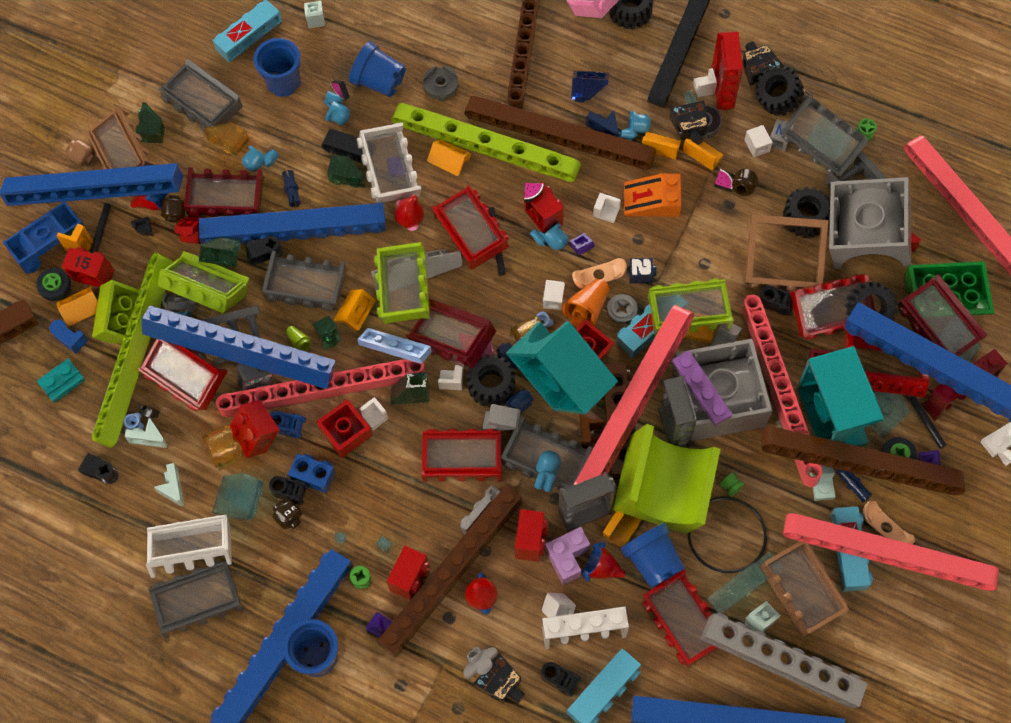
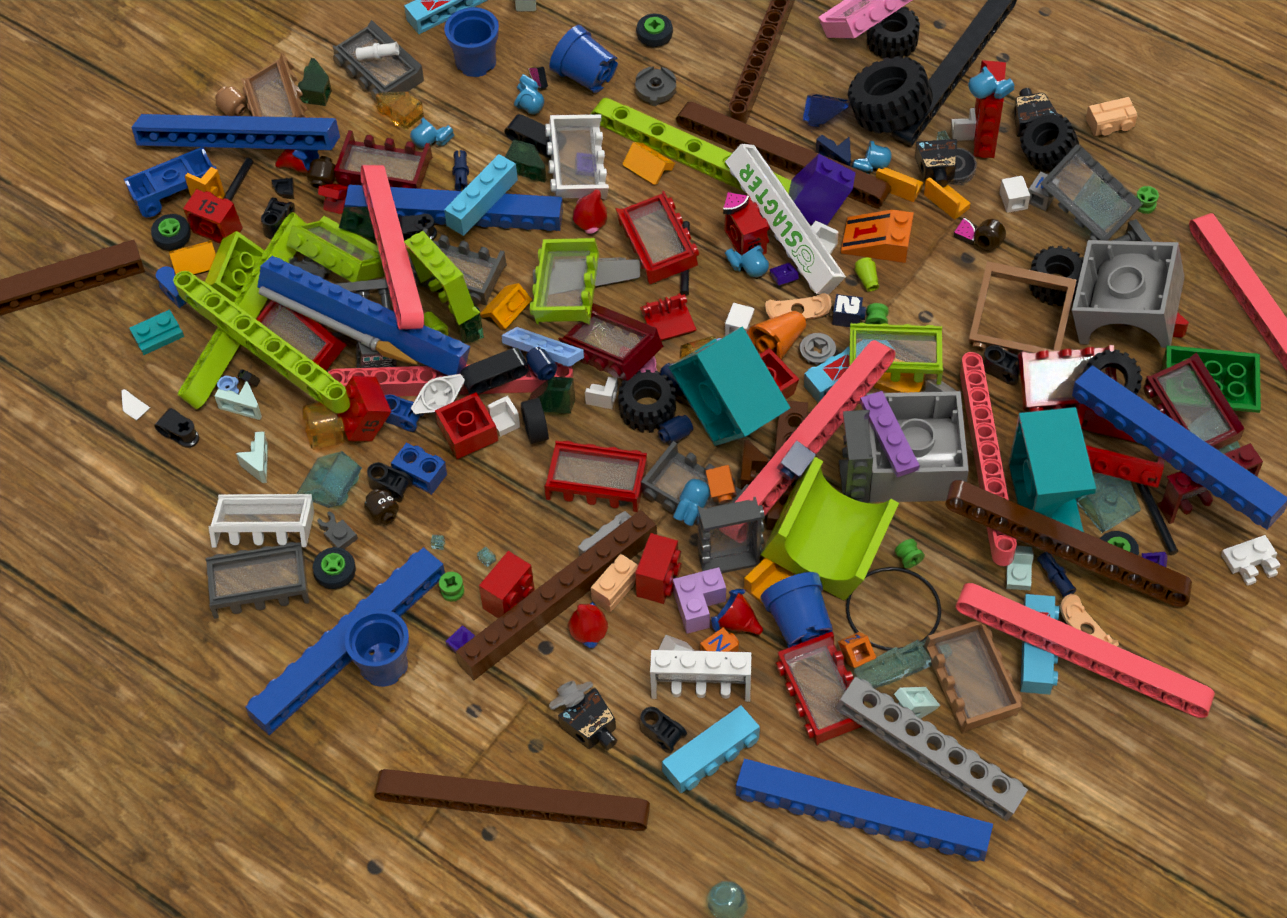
camera: 10 degrees right, 10 degrees down
(54, 452) = (132, 405): none -> white sticker
(141, 255) = (274, 216): none -> black piece
(155, 383) = (262, 342): none -> lime beam
(198, 88) = (377, 51): none -> white pin
(250, 279) = (392, 248): none -> coral beam
(252, 572) = (336, 559): none -> black wheel
(253, 370) = (385, 348): none -> light grey piece
(255, 543) = (339, 533): none -> dark grey plate
(286, 287) = (430, 262): none -> lime window
(315, 213) = (481, 194): none -> medium azure brick
(315, 406) = (438, 393): none -> white hat
(359, 377) = (494, 371): none -> black beam
(397, 364) = (541, 363): none -> dark blue brick
(401, 415) = (534, 421): none -> black tyre
(425, 35) = (654, 30): none -> black wheel
(493, 299) = (669, 316): none -> red hinge
(496, 552) = (614, 583): none -> light nougat brick
(501, 418) = (651, 439): light grey slope -> none
(569, 451) = (721, 484): none -> orange brick
(575, 196) = (785, 219): none -> white brick
(594, 596) = (720, 641): none -> orange brick
(599, 166) = (821, 189): none -> dark purple slope
(629, 427) = (795, 461): none -> brick
(634, 52) = (890, 95): none -> black tyre
(650, 233) = (867, 273): none -> lime cone
(666, 272) = (877, 314): none -> bright green wheel
(706, 580) = (857, 649): none -> orange brick
(727, 57) = (985, 84): none -> dark azure piece
(824, 57) = (1111, 116): none -> light nougat brick

